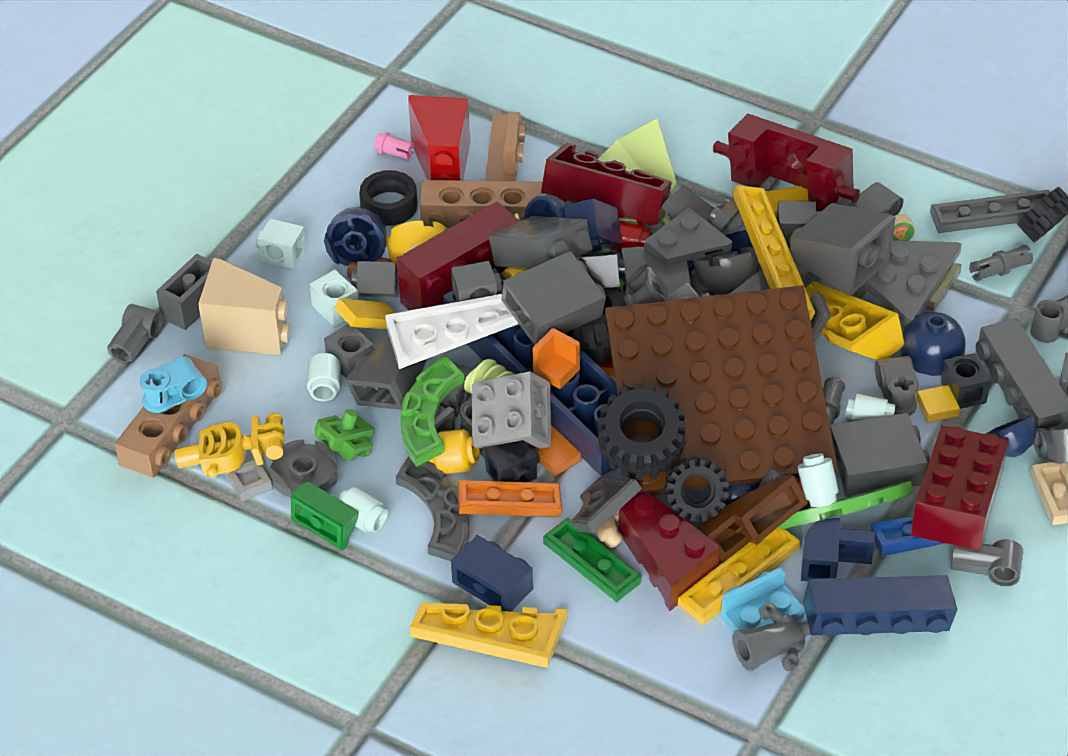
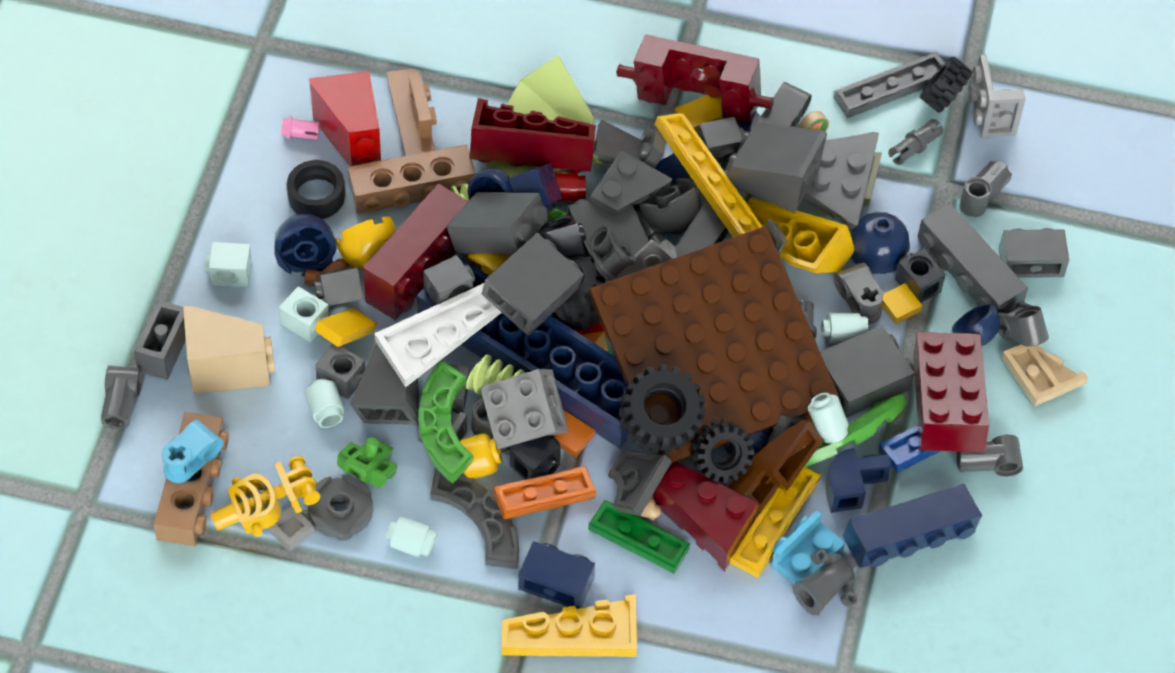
camera: 20 degrees left, 10 degrees up
(323, 514) = (378, 550): green slope -> none
(556, 358) = (553, 345): orange panel -> none

